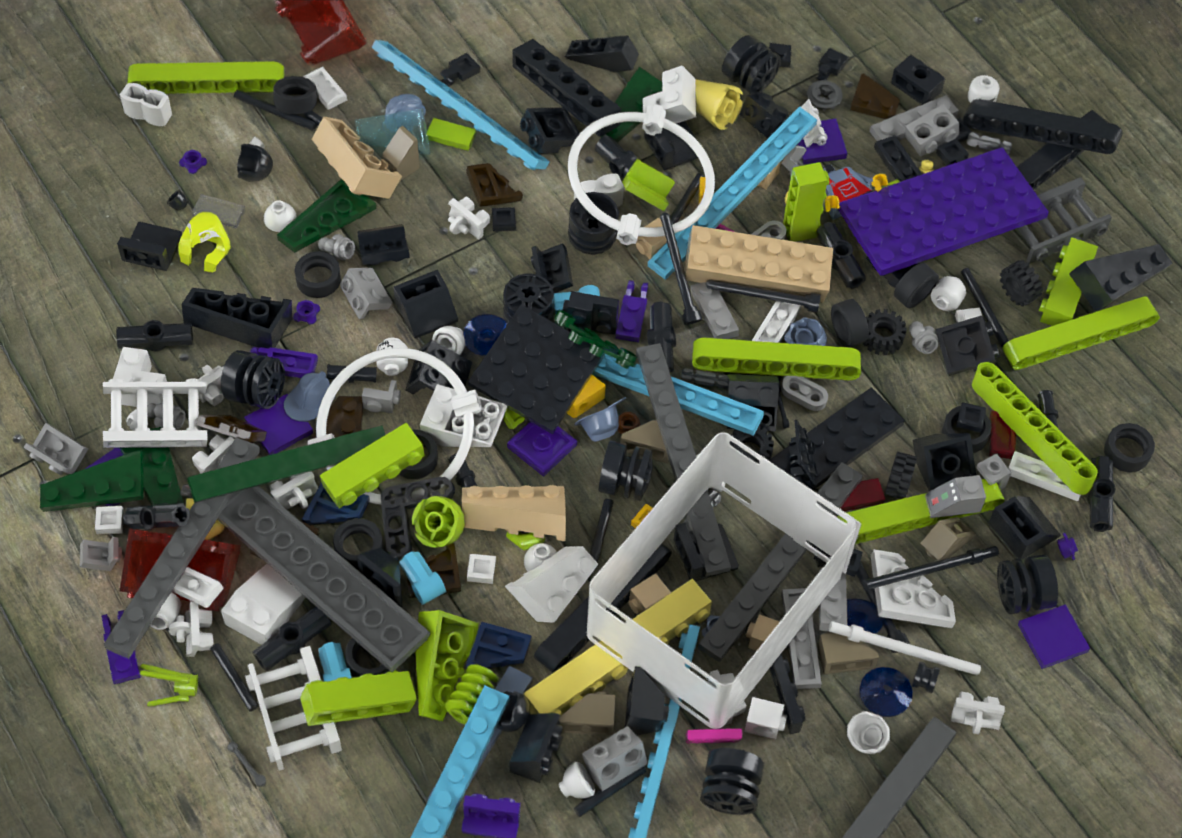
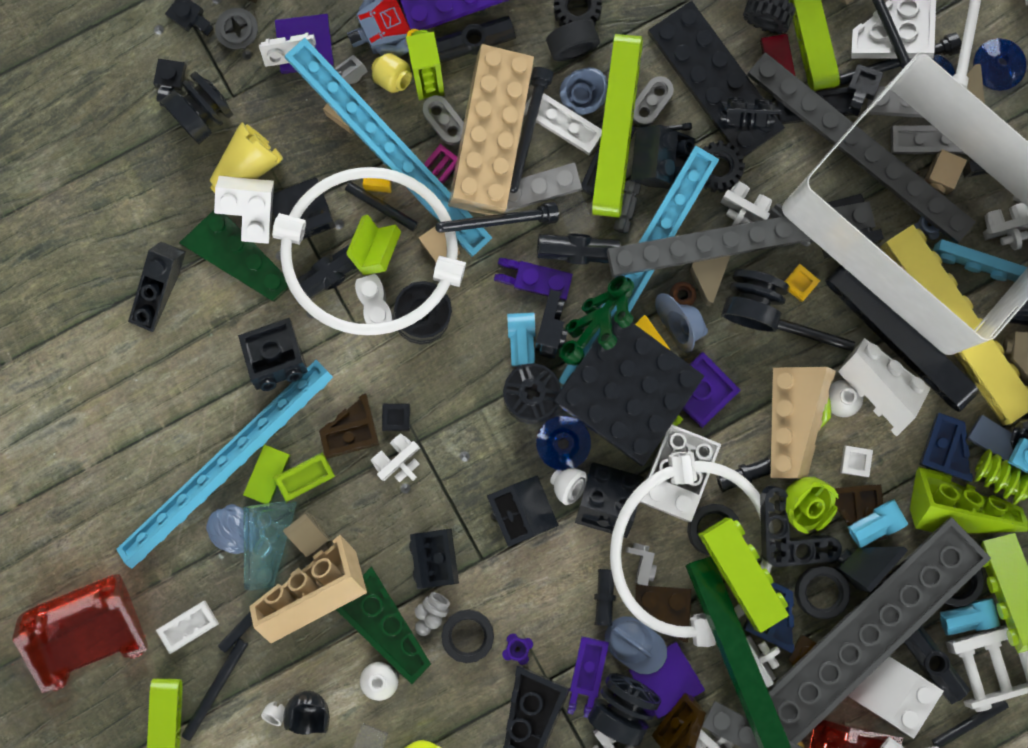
camera: 85 degrees left, 25 degrees up
(294, 104) = (181, 662): black tyre -> none
(364, 291) = (494, 580): light grey bracket -> none
(392, 366) = (589, 551): white head -> none
(449, 156) = (304, 477): none -> lime tile
(461, 67) = (167, 457): black plate -> none
(553, 266) = (475, 365): black bracket -> none
(563, 85) = (228, 331): black brick -> none
(763, 113) = (262, 100): black bracket -> none
(925, 677) = (993, 22): black wheel -> none

